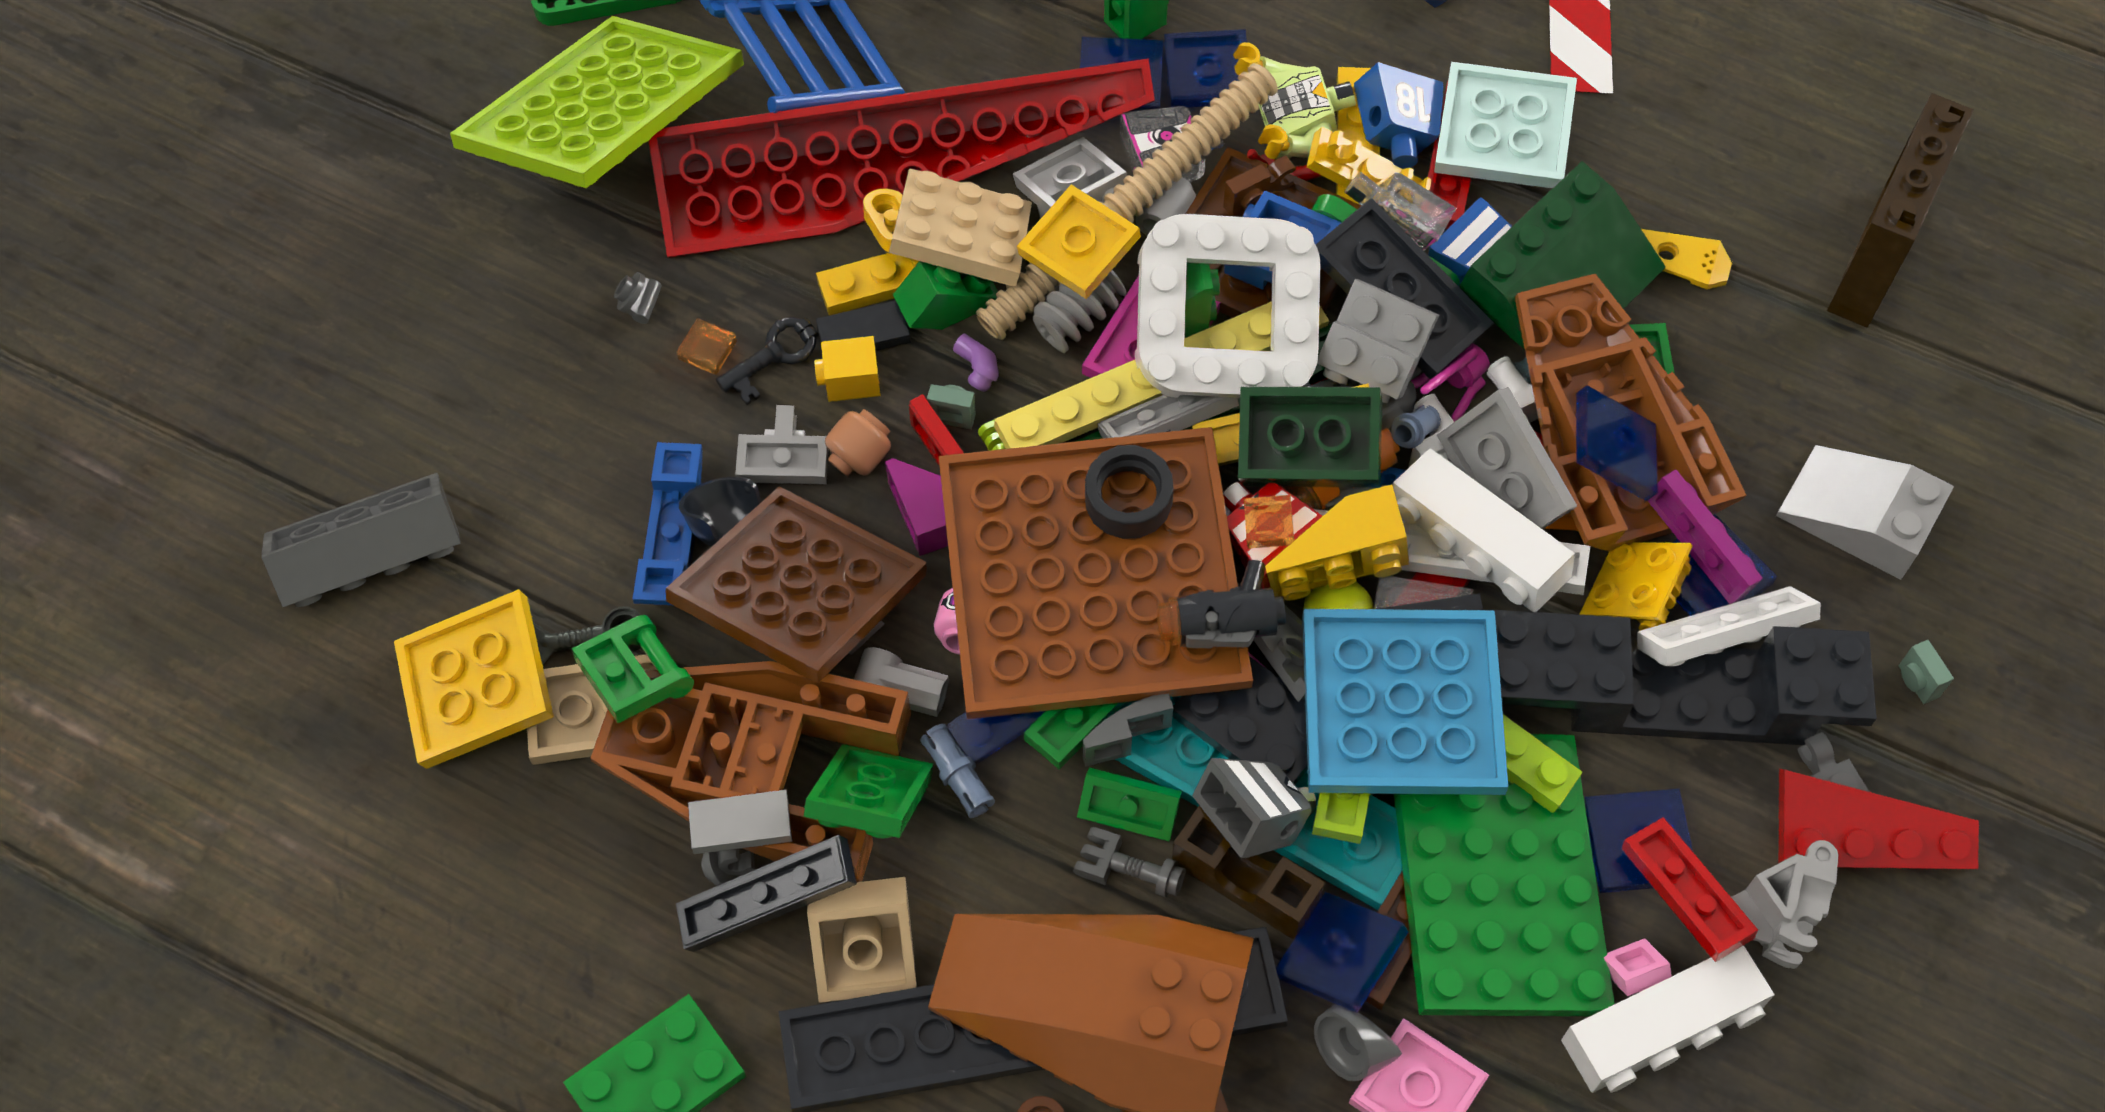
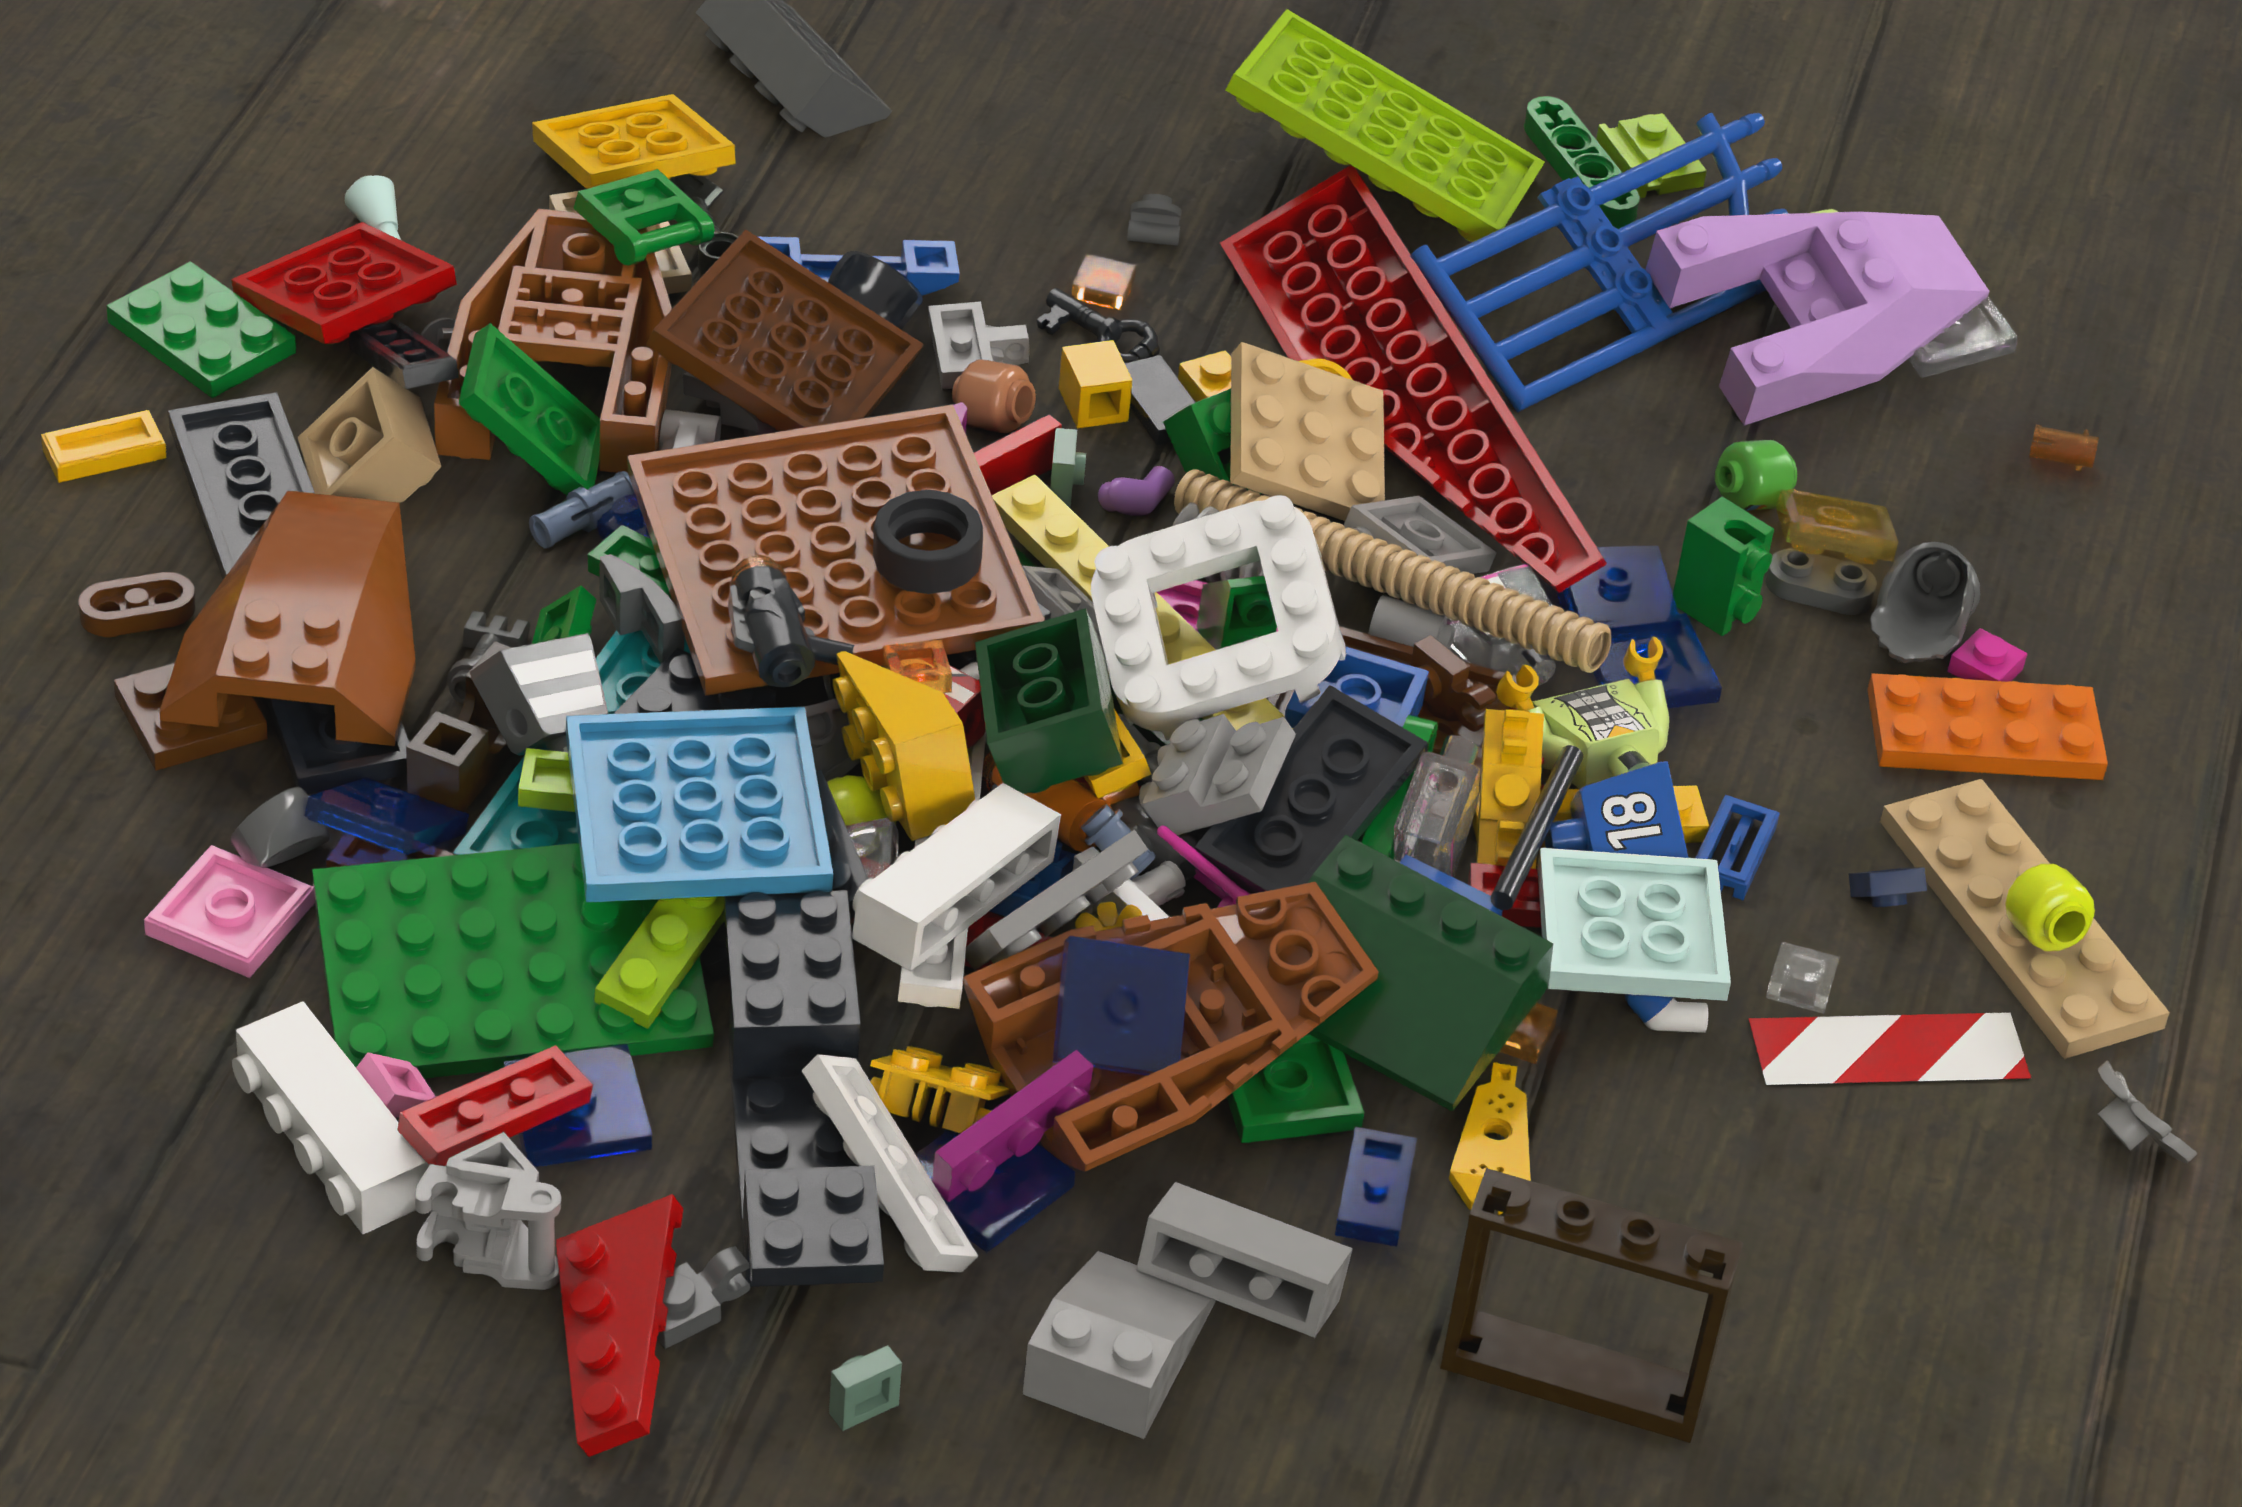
camera: 75 degrees right, 20 degrees down
(514, 910) = (374, 203): none -> light aqua cone
(633, 943) = (345, 283): none -> red plate
(739, 822) = (470, 304): light grey tile -> none
(1078, 241) = (1322, 496): yellow plate -> none
(1365, 56) = (1750, 813): none -> blue tile
(1414, 160) = (1536, 828): none -> black bar
(1520, 48) = (1802, 977): none -> clear plate
(1724, 330) = (1375, 1186): none -> clear blue plate
(1804, 417) = (1244, 1259): none -> light grey brick

